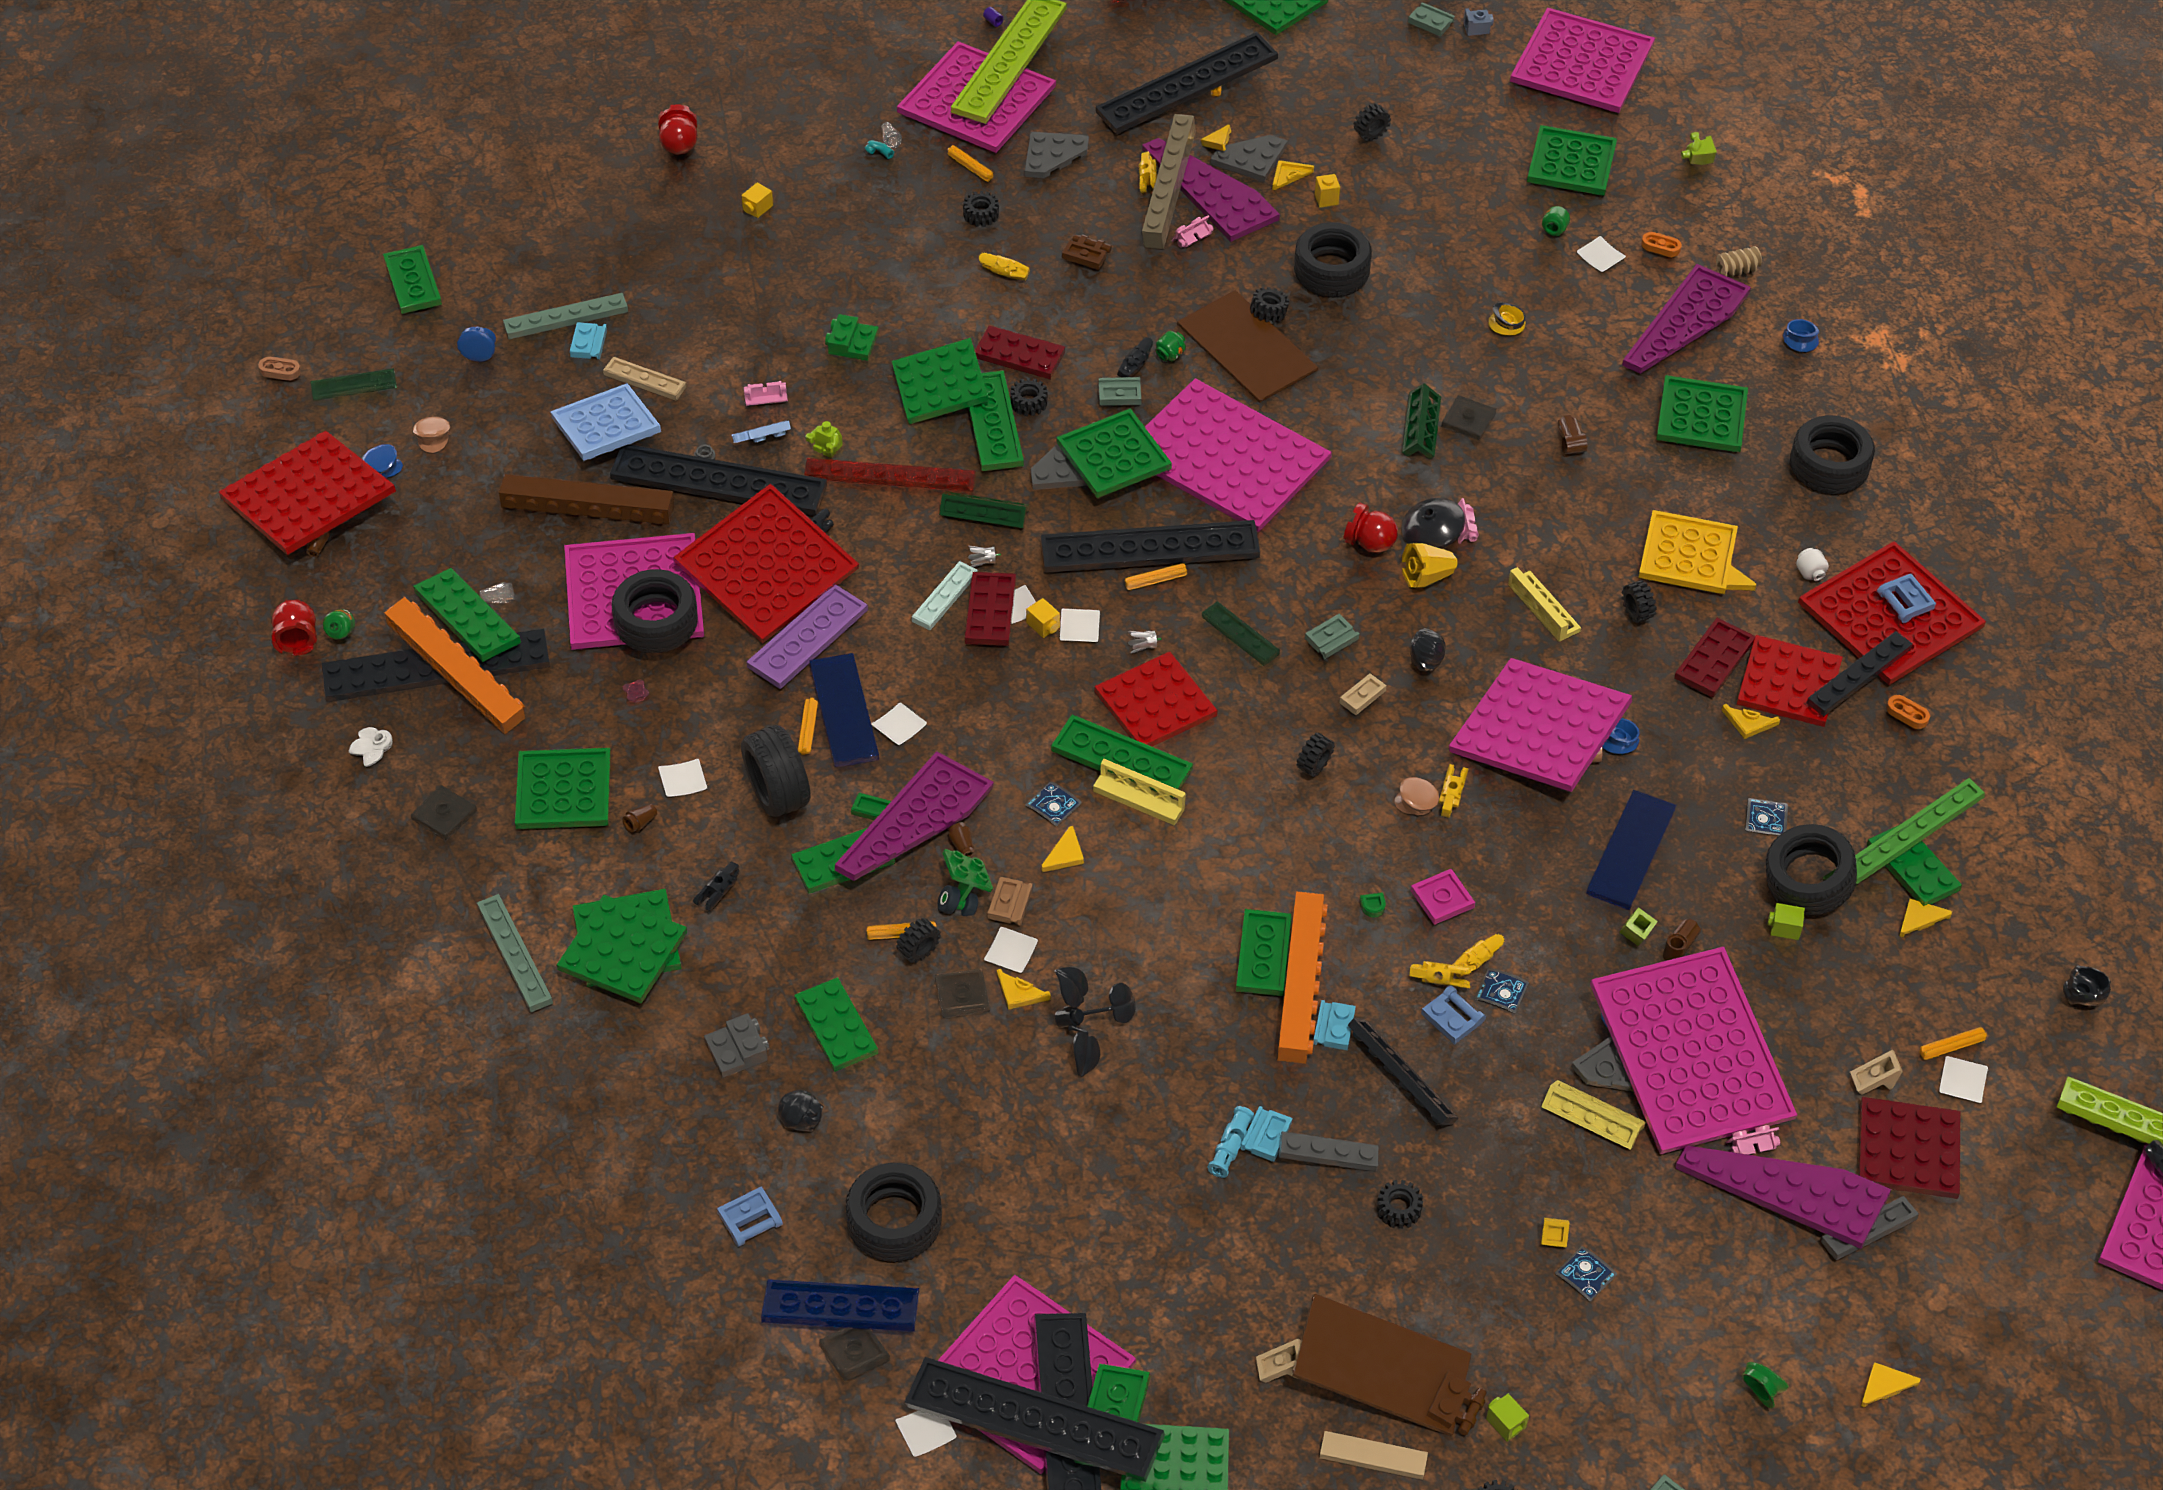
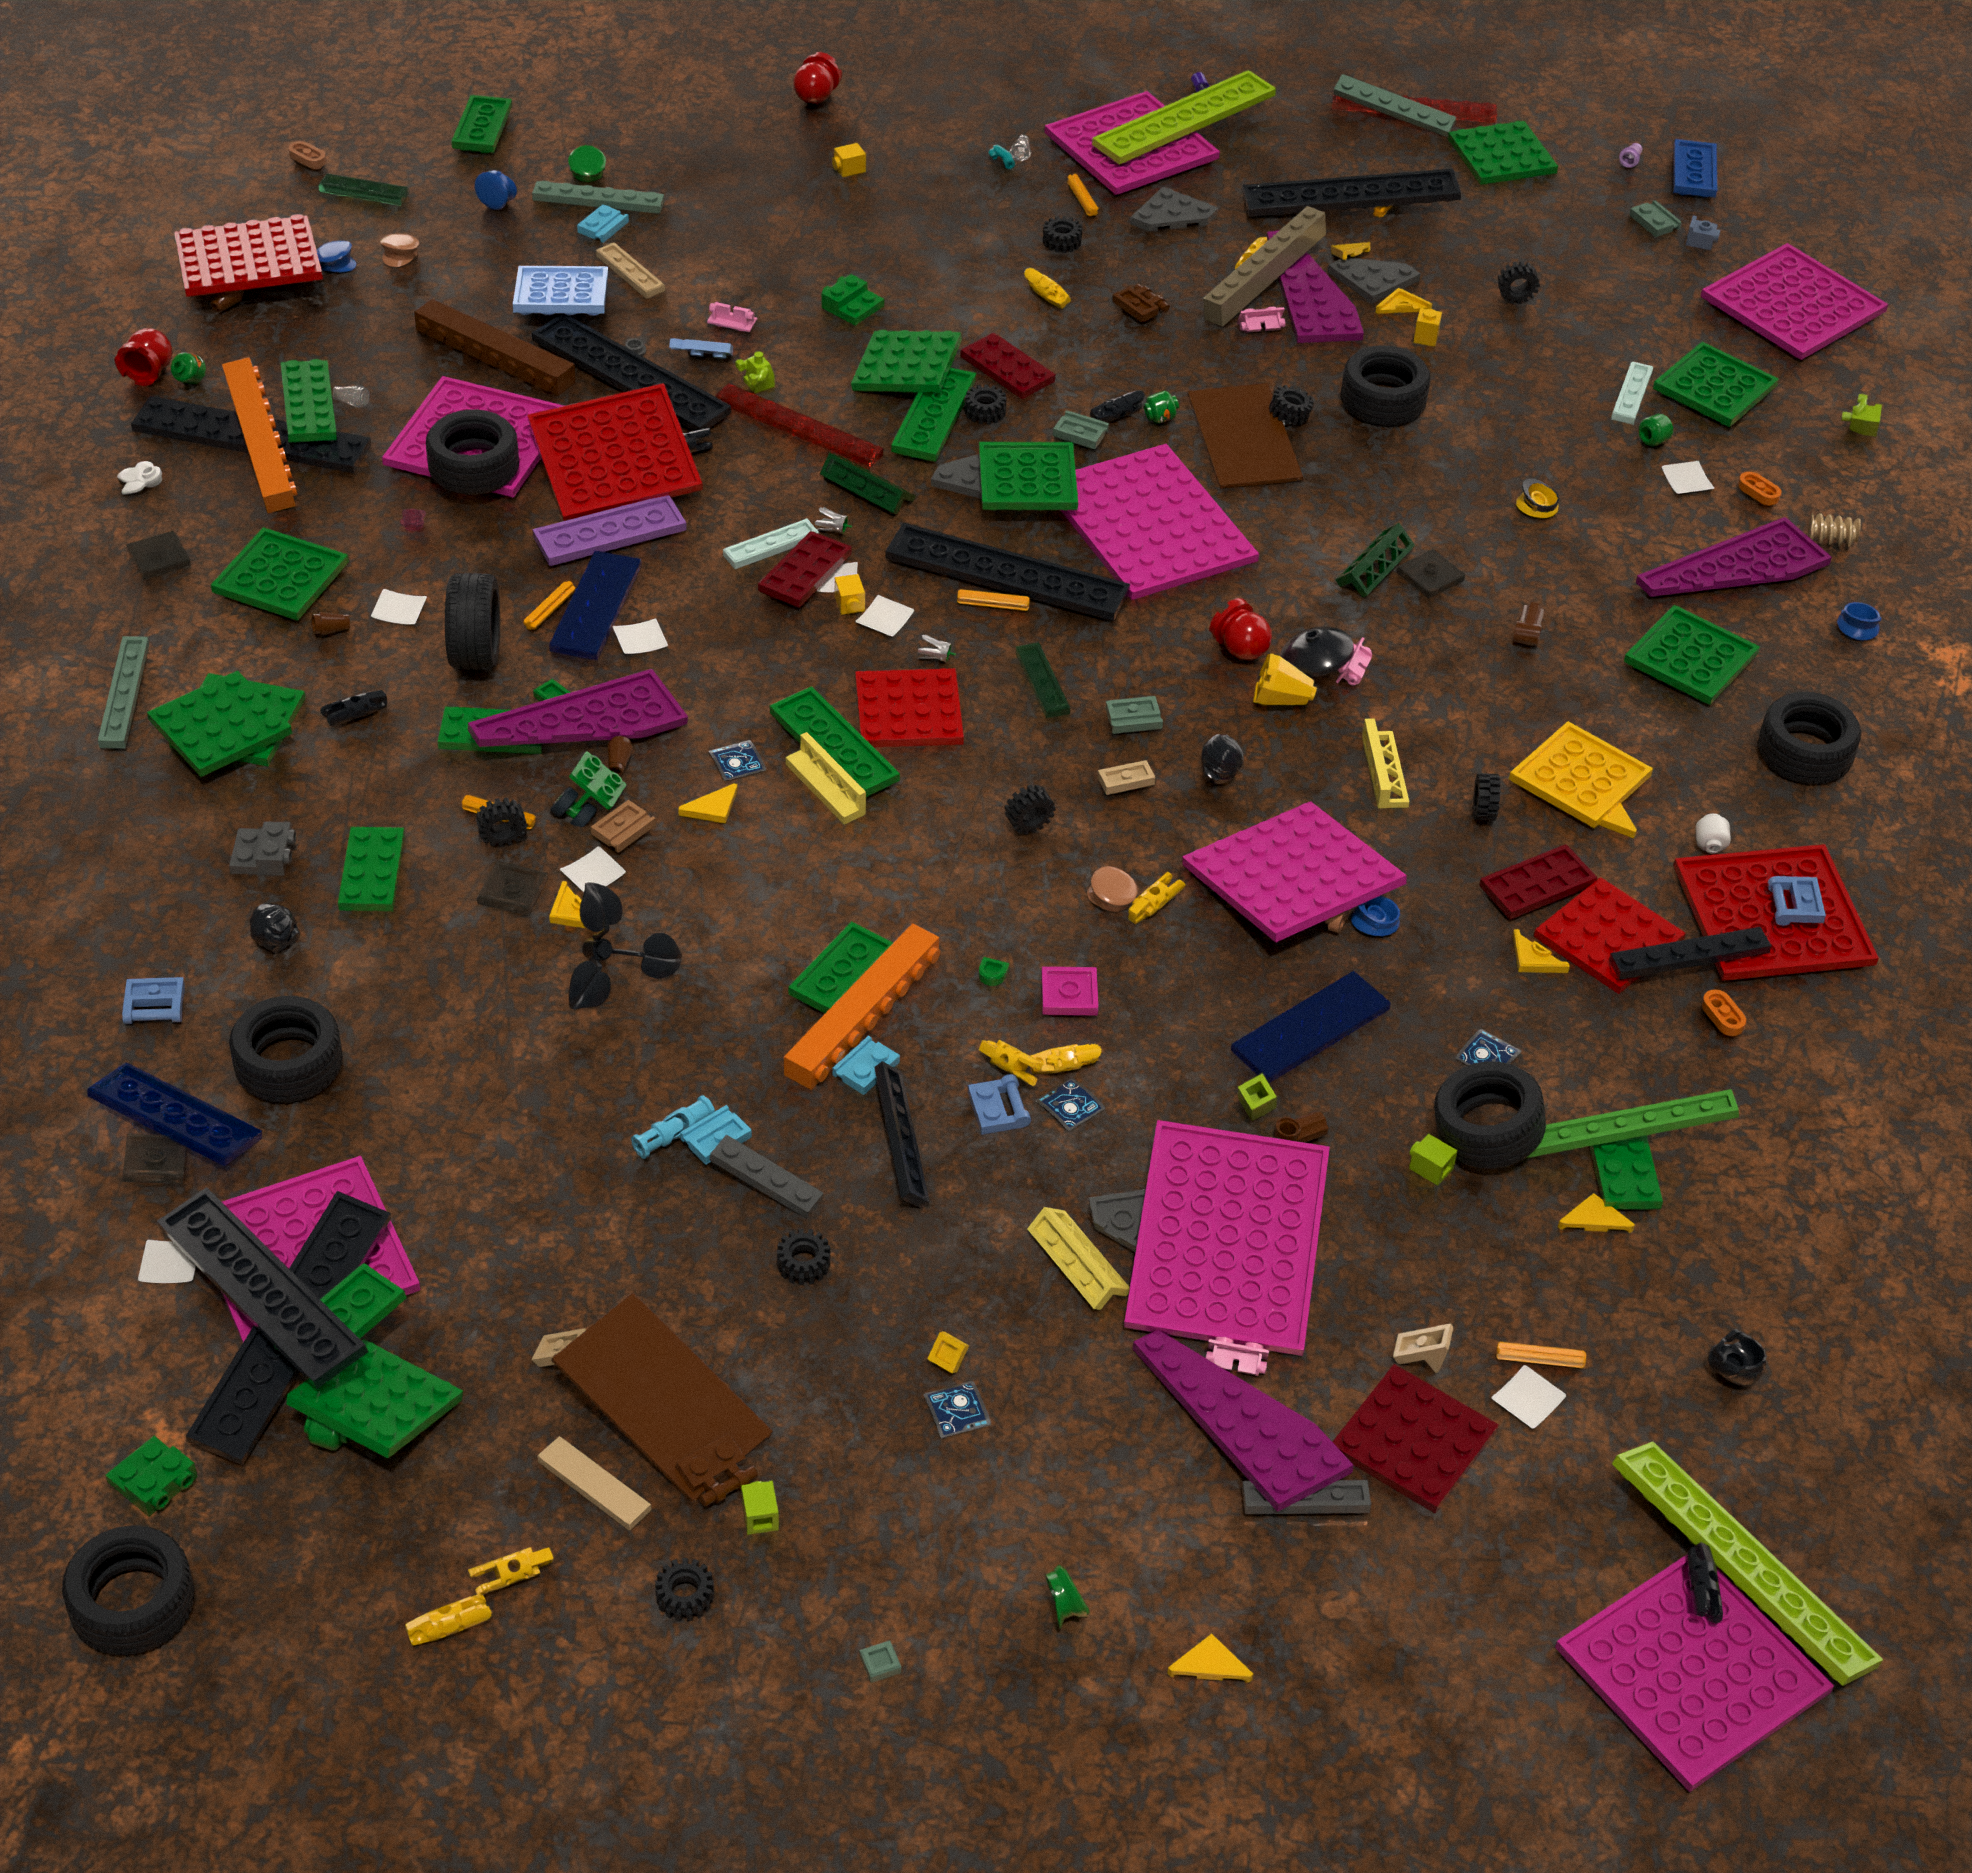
camera: 25 degrees right, 5 degrees down
(535, 286) = (587, 163): none -> green piece
(1514, 191) = (1632, 393): none -> light aqua tile

